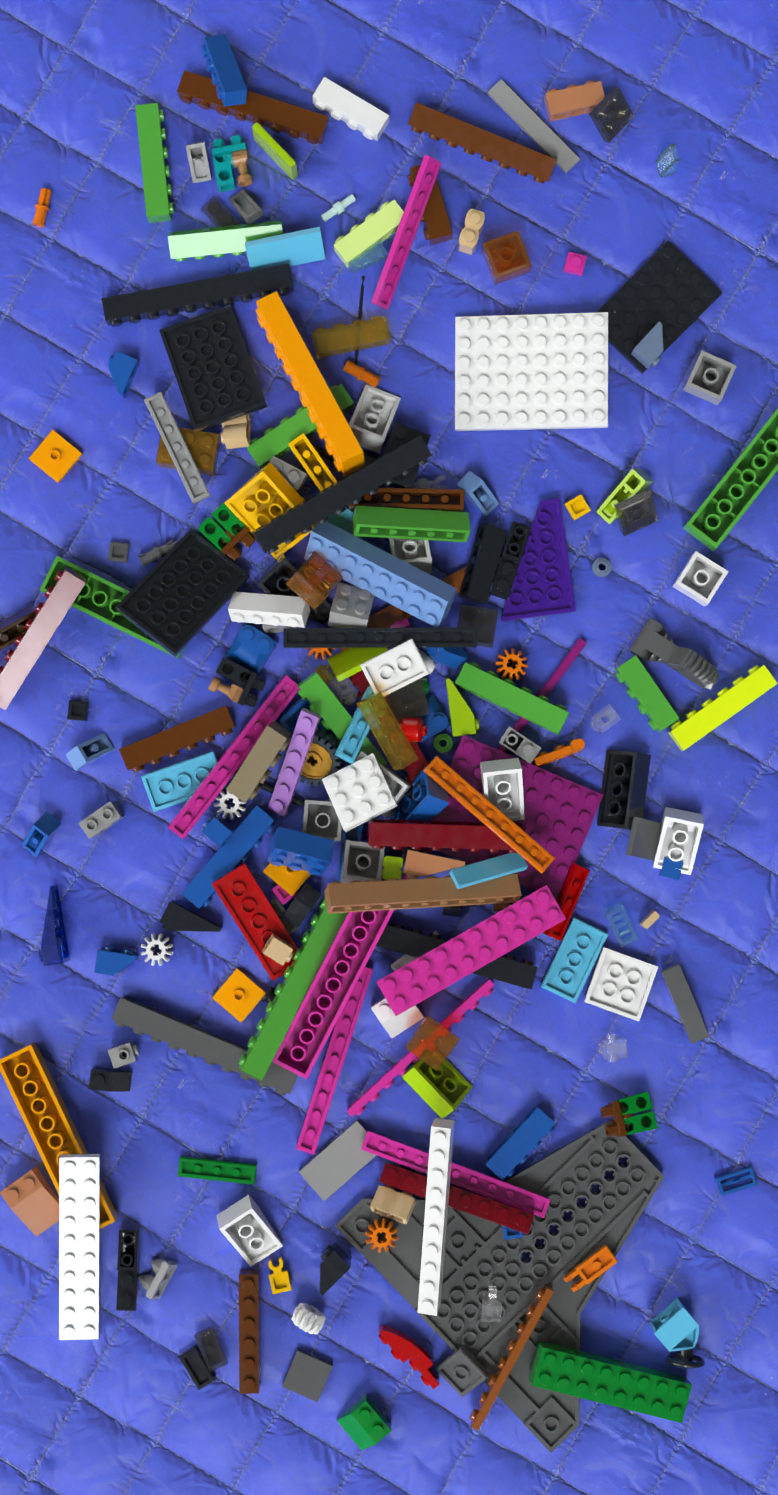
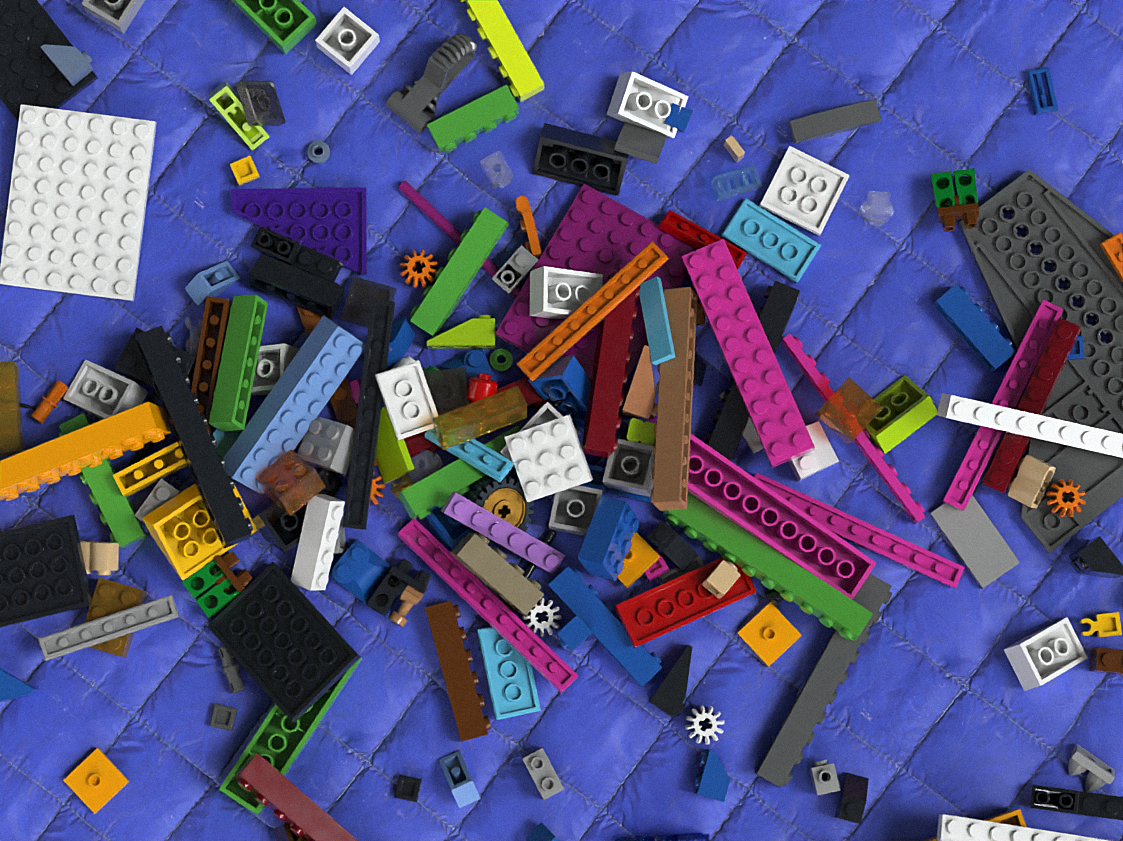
camera: 90 degrees left, 5 degrees down
(217, 1170) = (971, 684): green tile -> none

